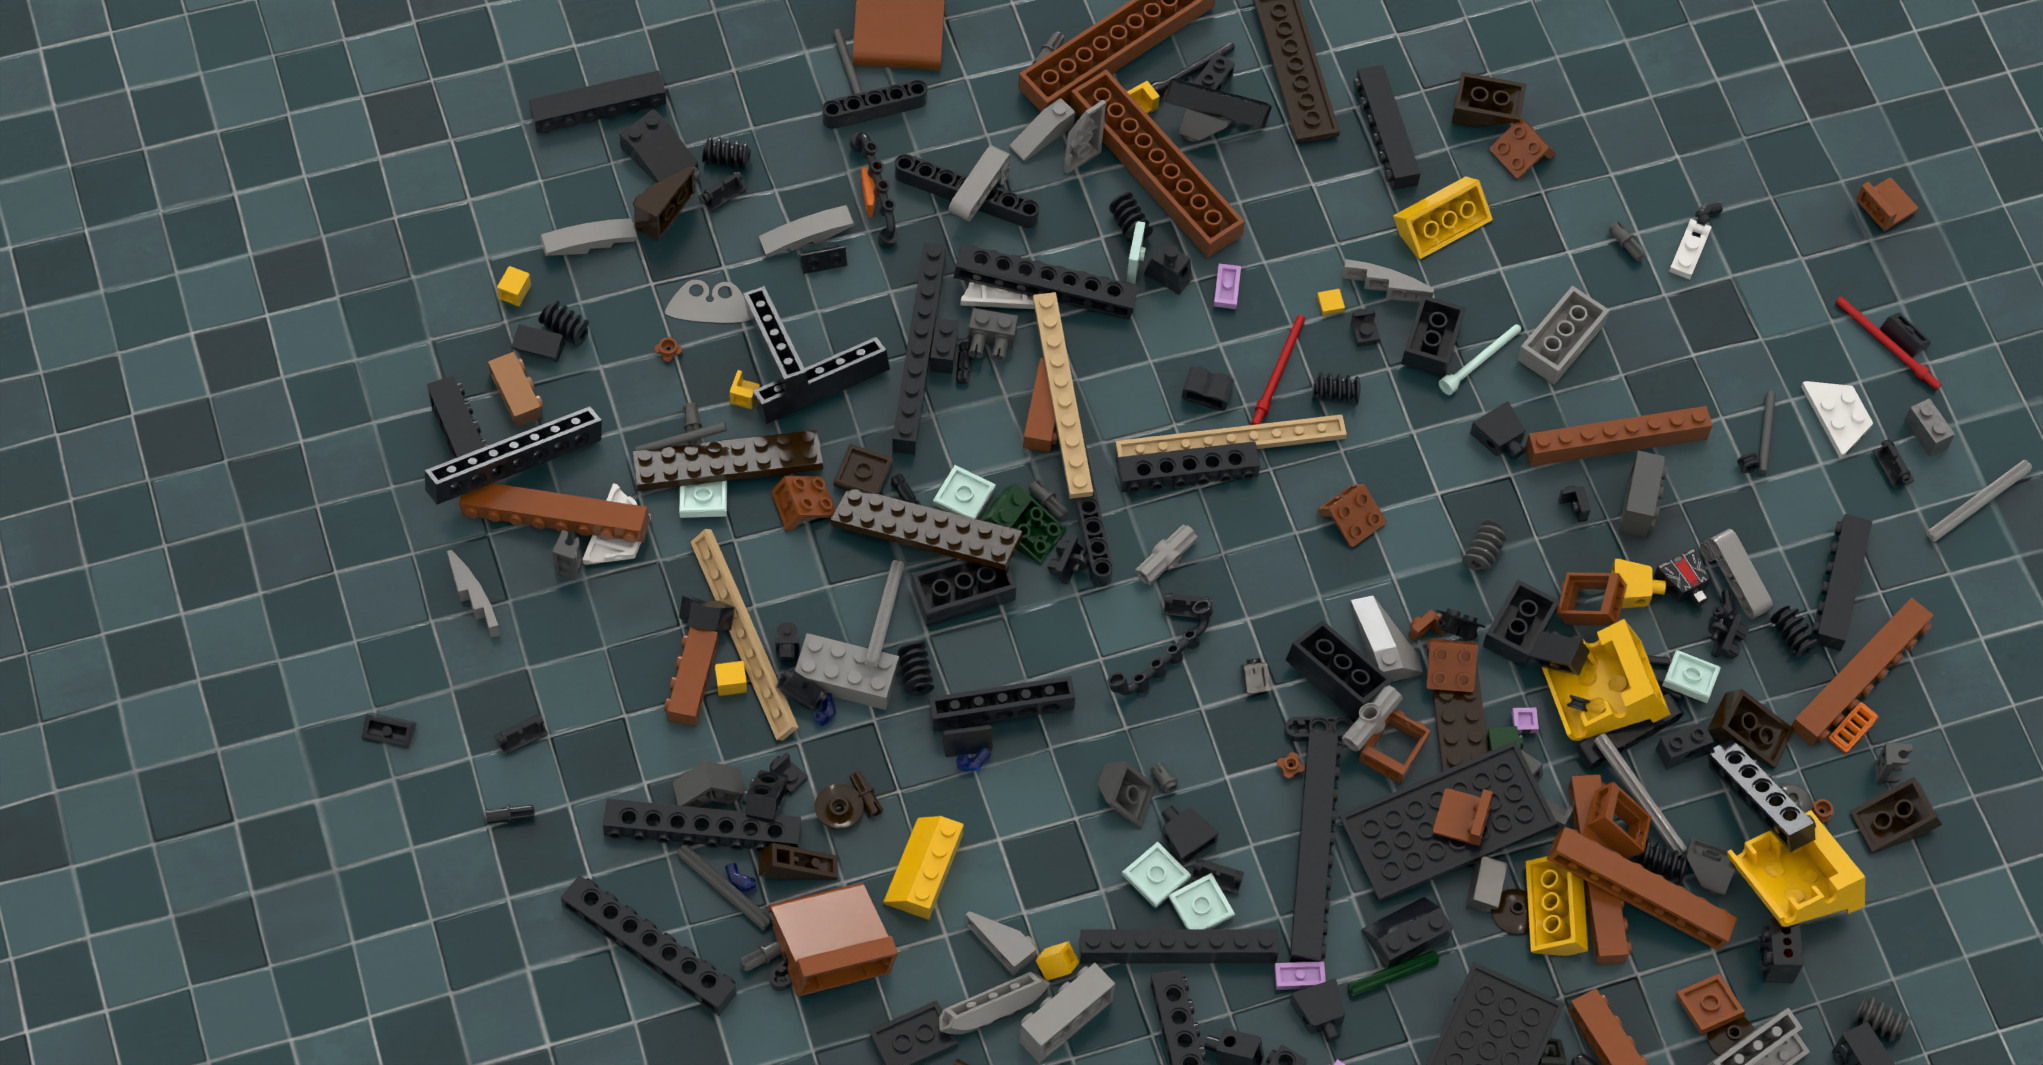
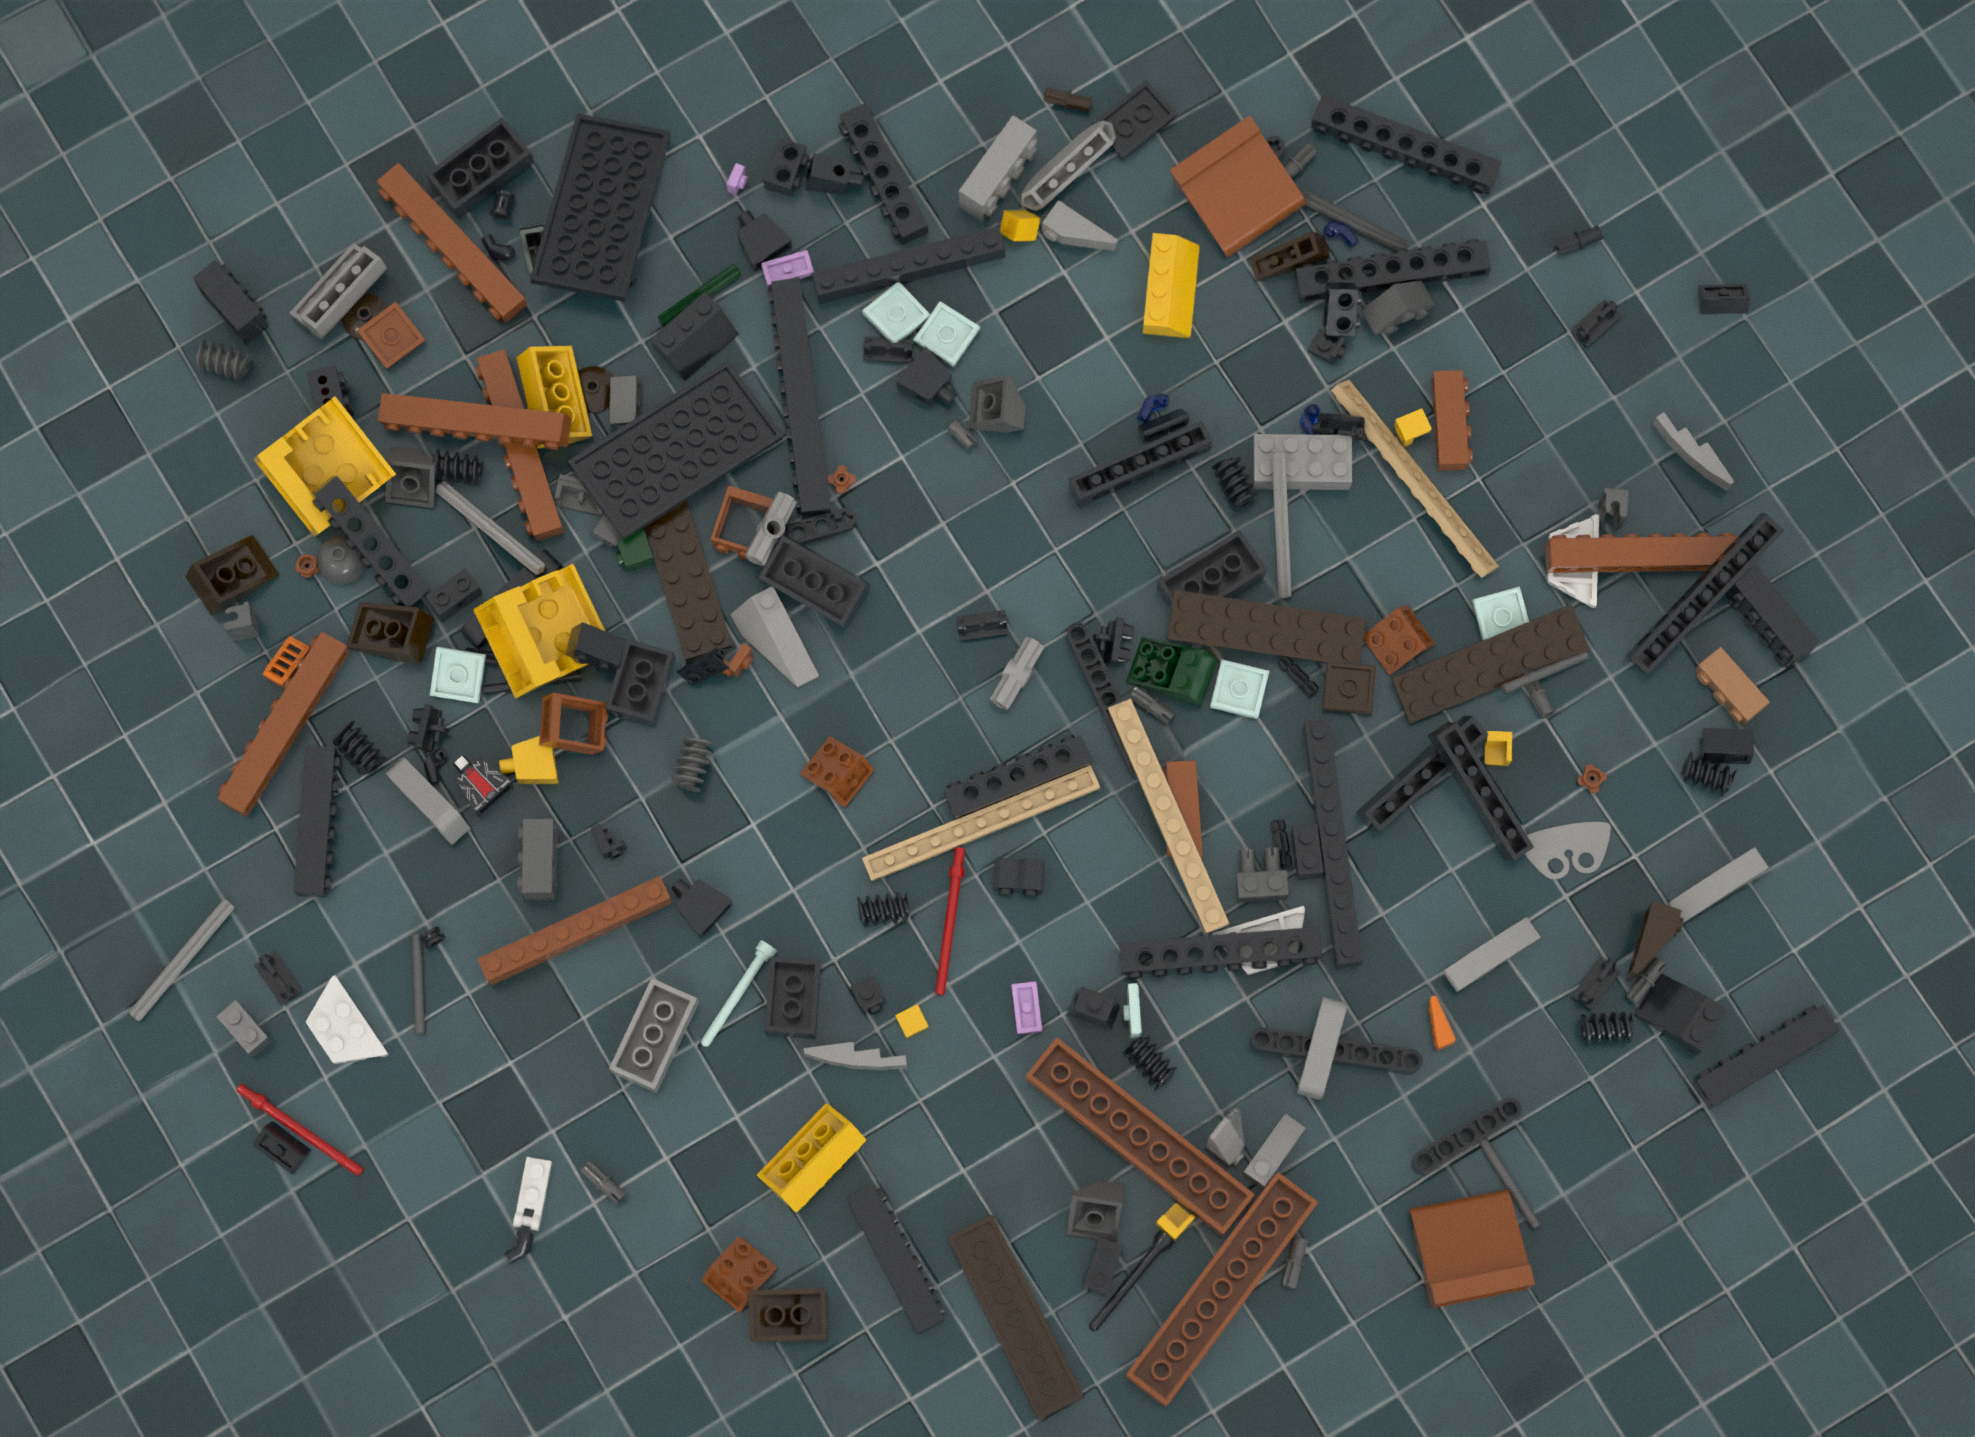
camera: 170 degrees right, 15 degrees up
(514, 286) = (1775, 804): yellow panel -> none
(706, 614) = (1456, 478): black brick -> none
(787, 641) = (1368, 470): black hips -> none
(822, 260) = (1472, 923): black hinge -> none
(839, 796) = (1268, 312): dark brown dish -> none
(861, 143) = (1467, 1078): black bar -> none
(867, 794) = (1247, 345): dark brown axle -> none
(1118, 681) = (965, 606): black bar -> none
(1217, 103) = (1089, 1225): black beam -> none
(1256, 676) = (897, 564): bracket -> none
(1451, 665) = (703, 619): dark orange bracket -> none
(1463, 816) = (661, 446): dark orange bracket -> none
(1525, 720) = (618, 585): lavender plate -> none
(1578, 703) = (572, 598): black bush -> none
(1612, 800) = (523, 485): dark orange window -> none
(1886, 203) = (320, 1310): dark orange bracket -> none

